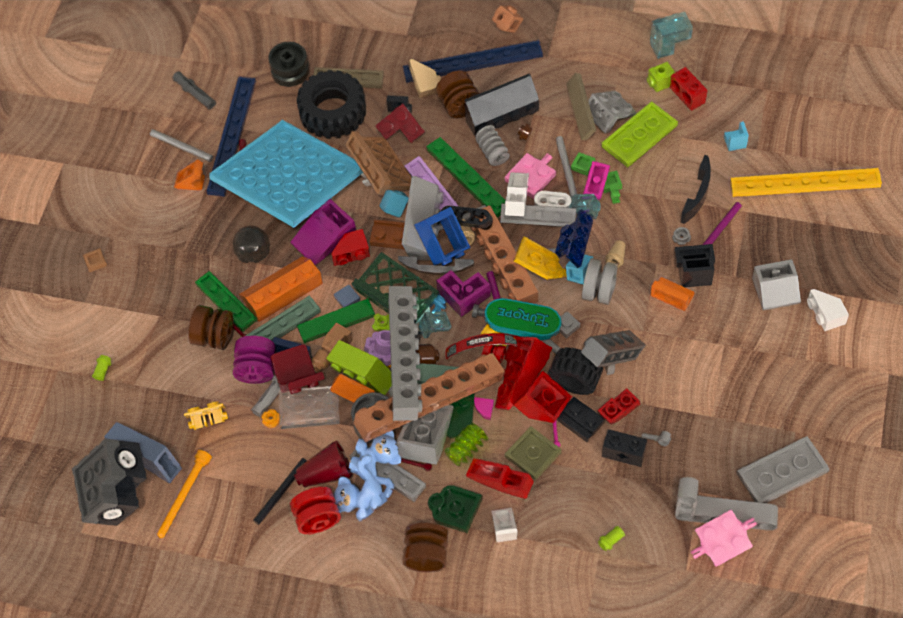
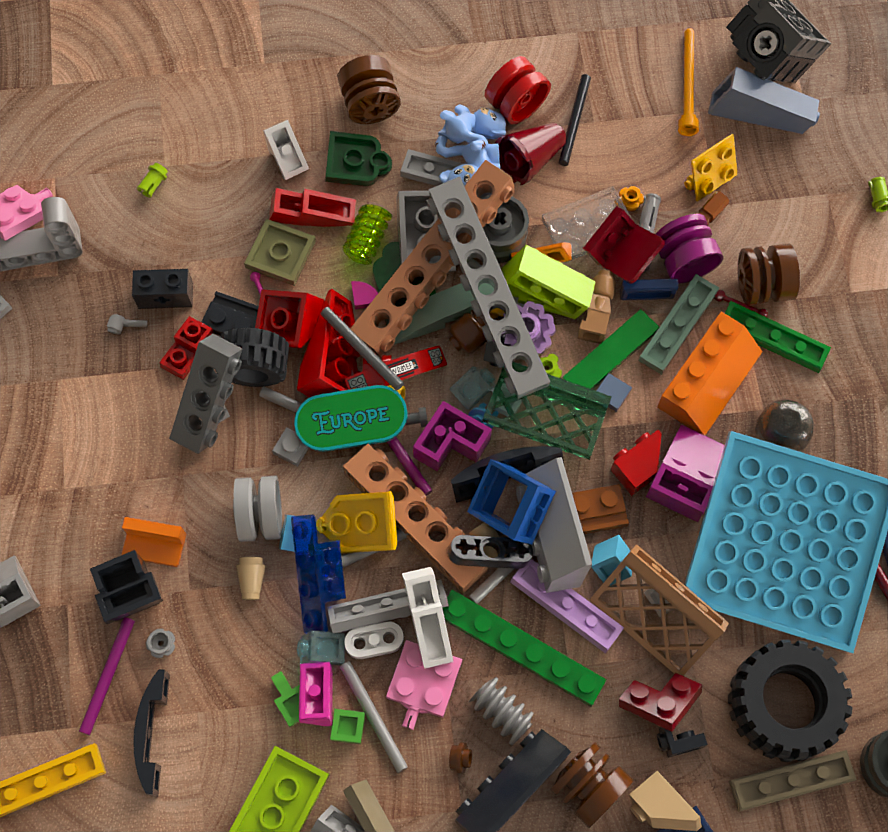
camera: 155 degrees right, 10 degrees up
(223, 391) = (714, 206): none -> dark orange bar
(500, 355) = (362, 348): none -> dark grey bar

